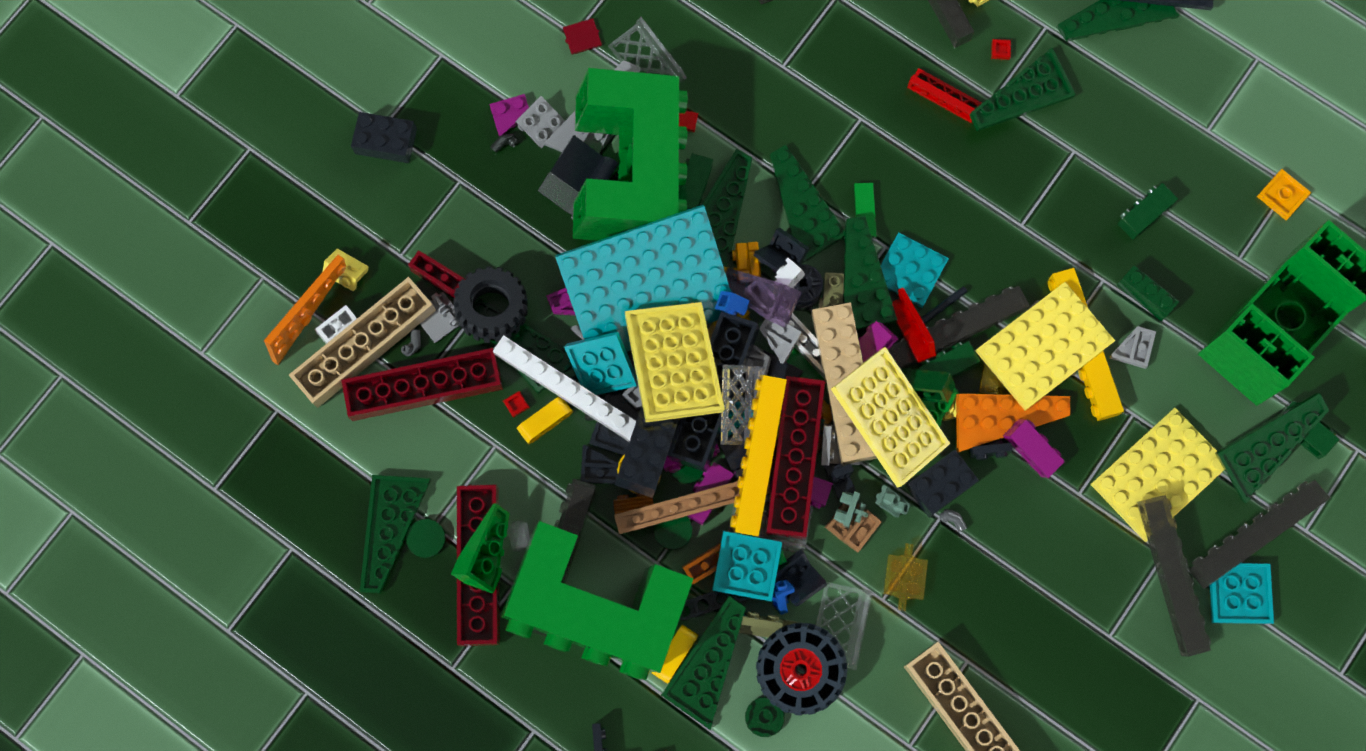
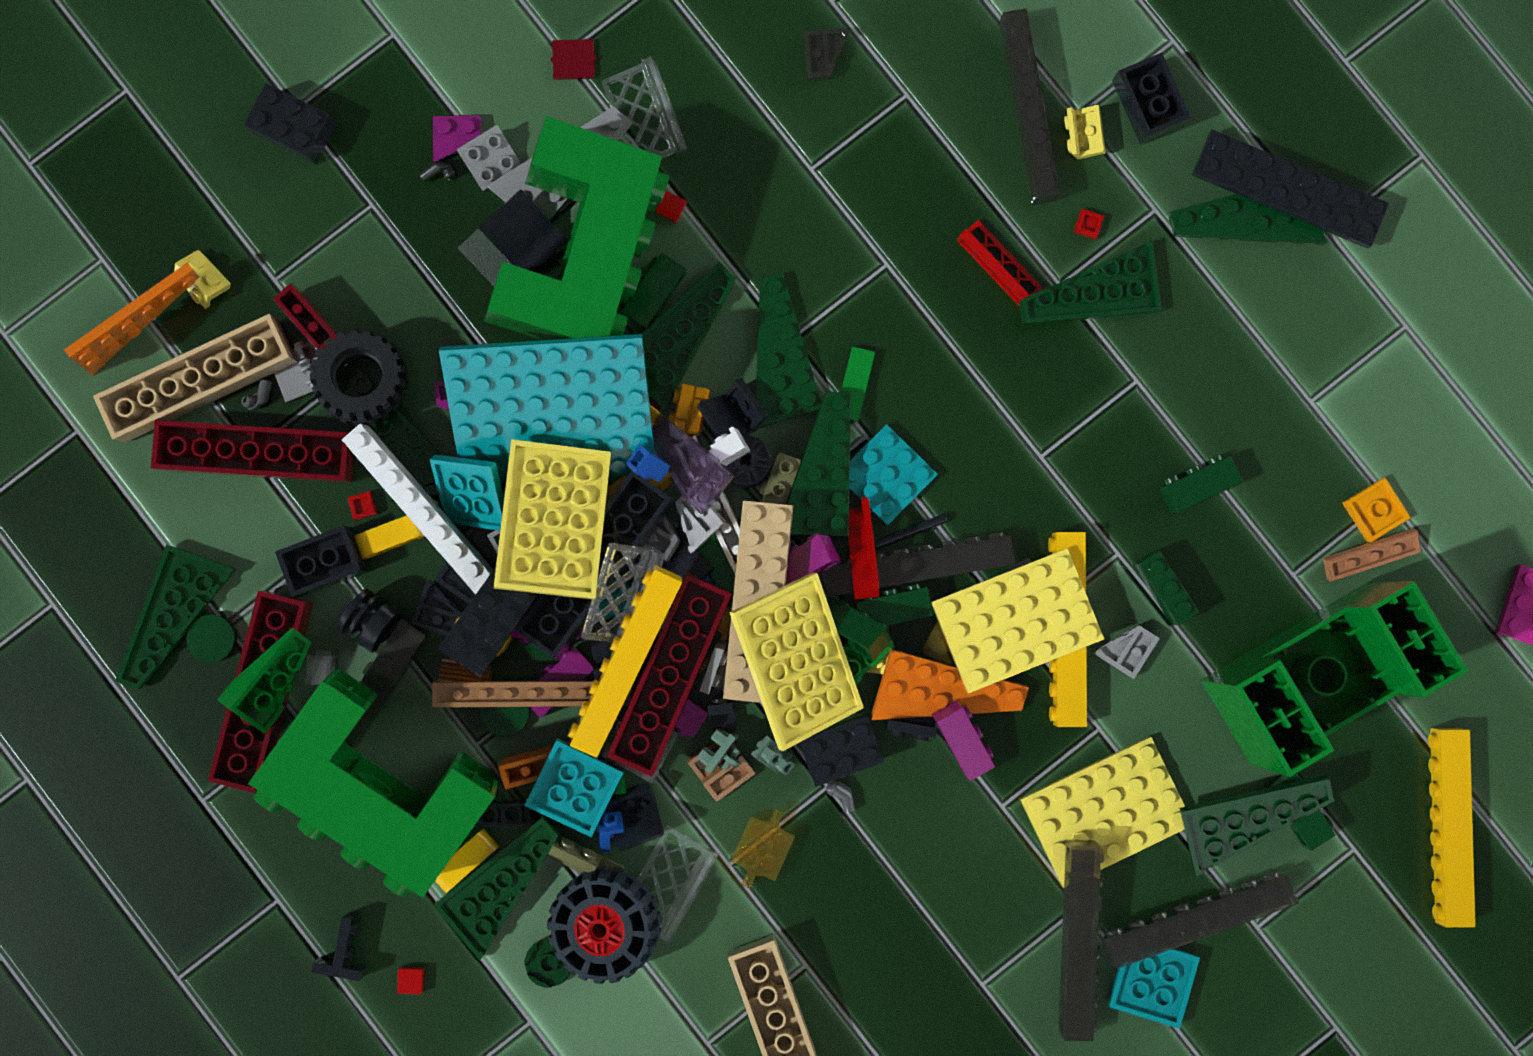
camera: 15 degrees right, 10 degrees up
(335, 324) = (168, 346): white brick -> none
(498, 452) = (320, 561): none -> black brick
(547, 485) = (365, 618): none -> black wheel
(1292, 227) = (1372, 555): none -> nougat tile

